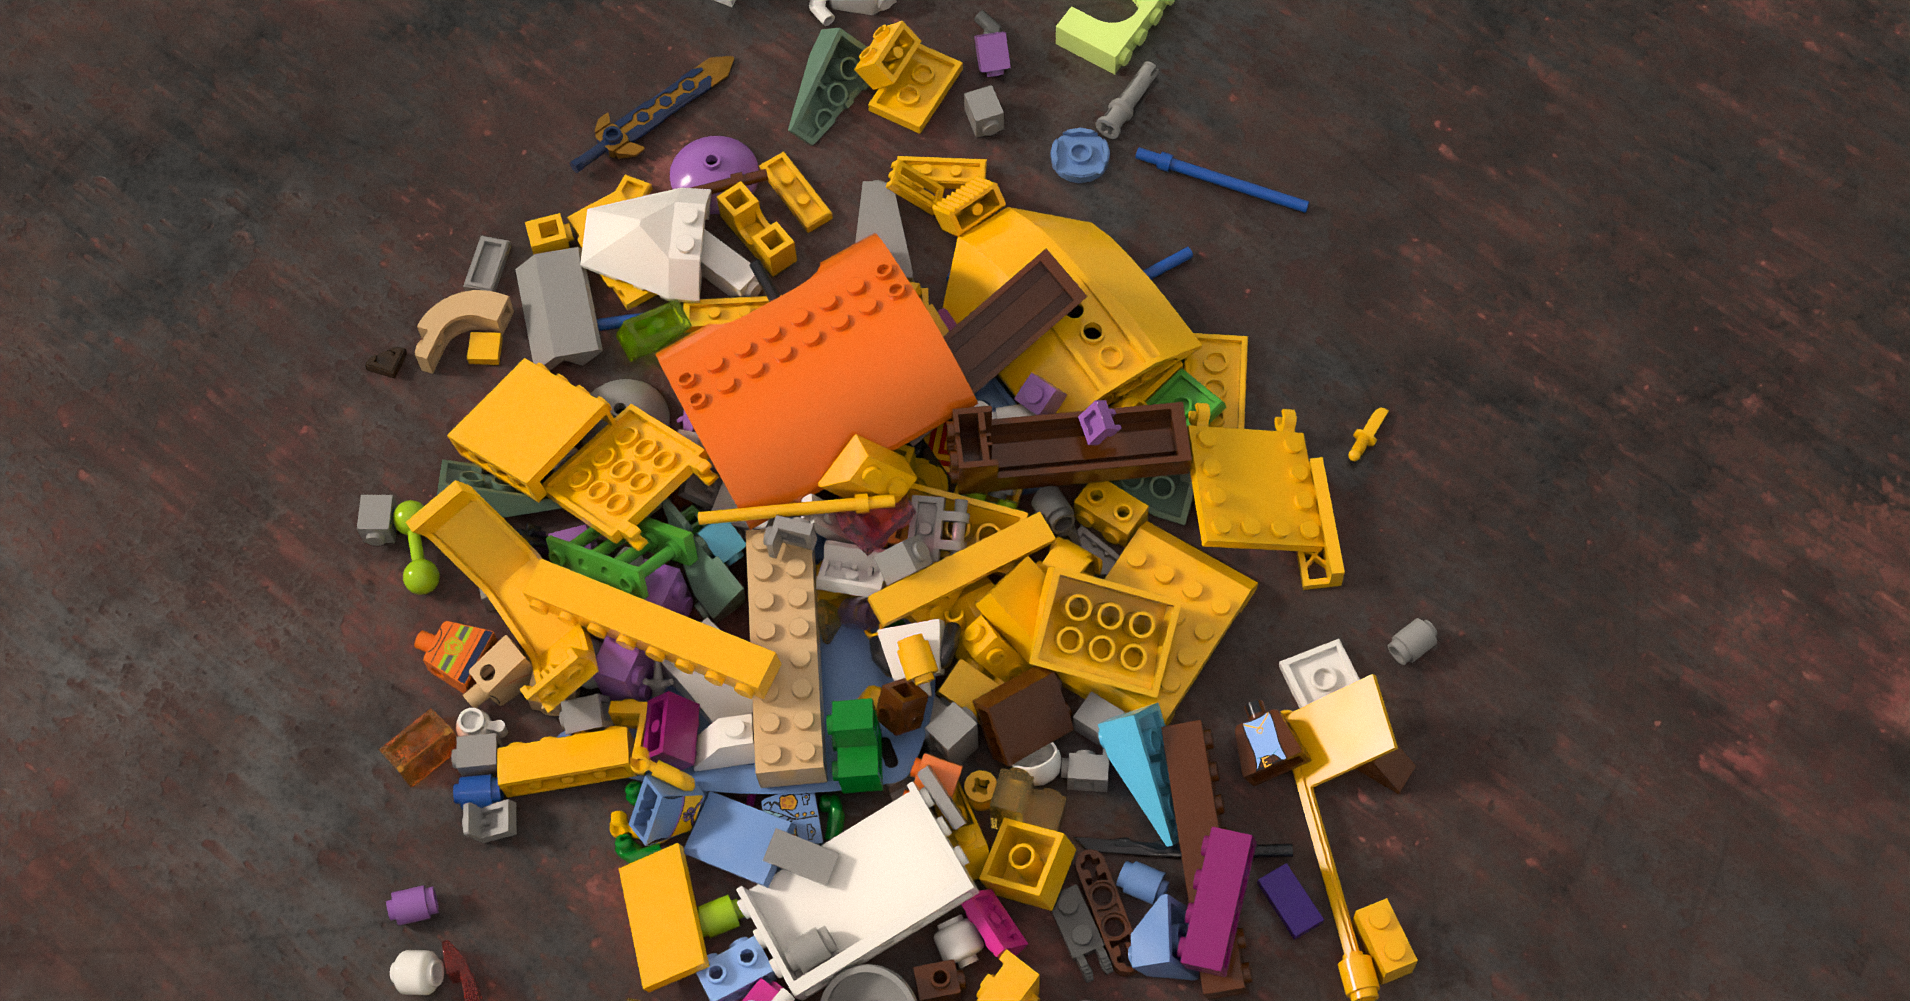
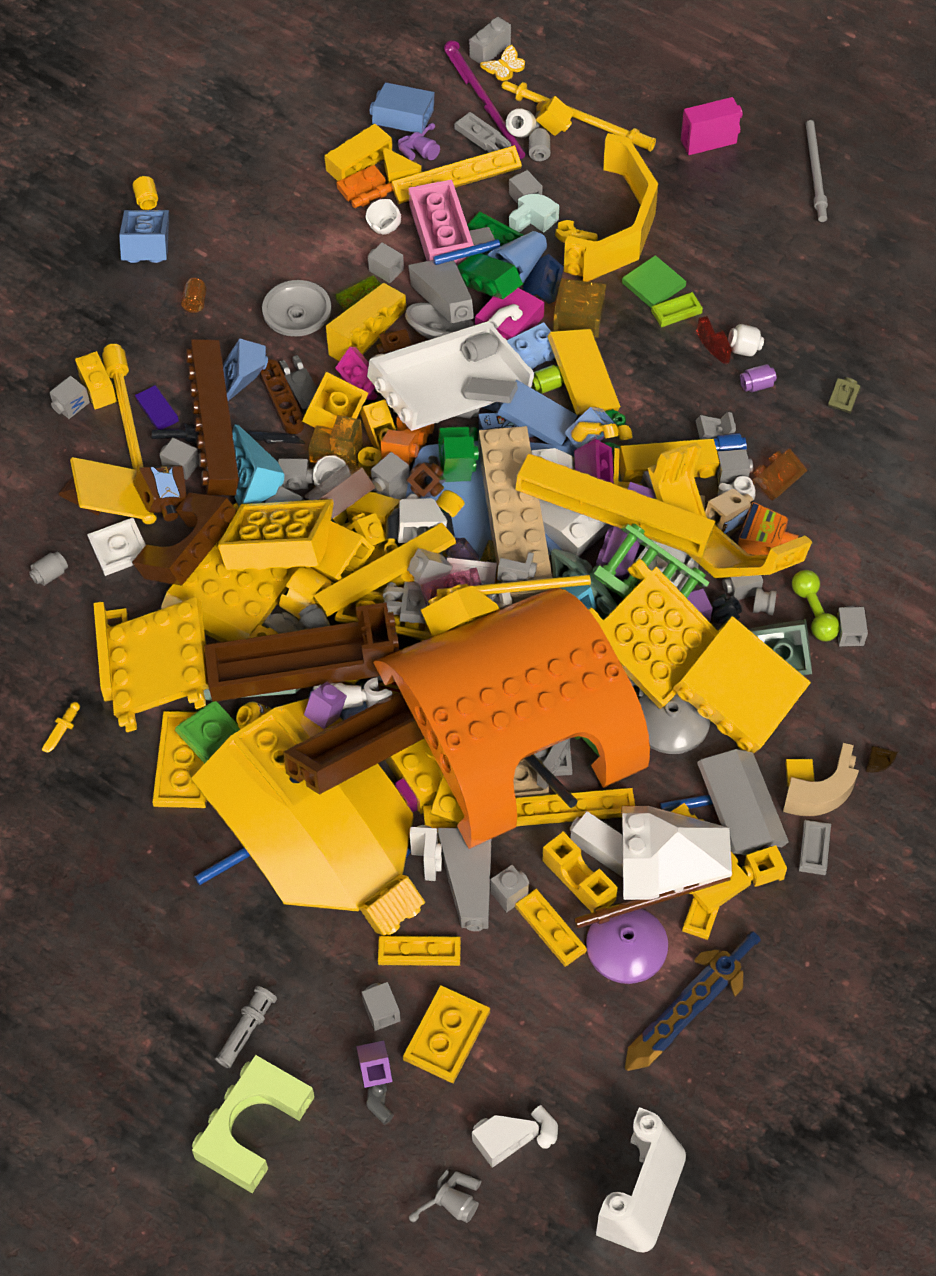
camera: 175 degrees right, 5 degrees down
(294, 872) = (844, 394): none -> olive bracket
(652, 330) = (658, 778): clear neon green slope -> none
(827, 84) = (528, 1041): sand green wedge -> none
(836, 221) = (509, 887): none -> light grey brick
(887, 55) = (473, 1046): yellow brick -> none
(914, 191) = (440, 924): yellow tile -> none
(917, 659) = (415, 495): yellow brick -> none
(927, 258) = (425, 843): none -> white bracket
(941, 797) = (394, 419): light grey tile -> none
(1080, 155) = (292, 973): medium blue tile -> none
(1098, 422) = (277, 655): medium lavender tile -> none
(1142, 881) = (256, 410): medium blue brick -> none
(1167, 162) = (212, 965): blue bar -> none
(1193, 675) = (176, 563): none -> reddish brown arch
(1217, 902) = (204, 373): magenta brick -> none
(1250, 804) = (180, 454): none -> light grey brick
(1421, 915) = (69, 397): none -> light grey brick

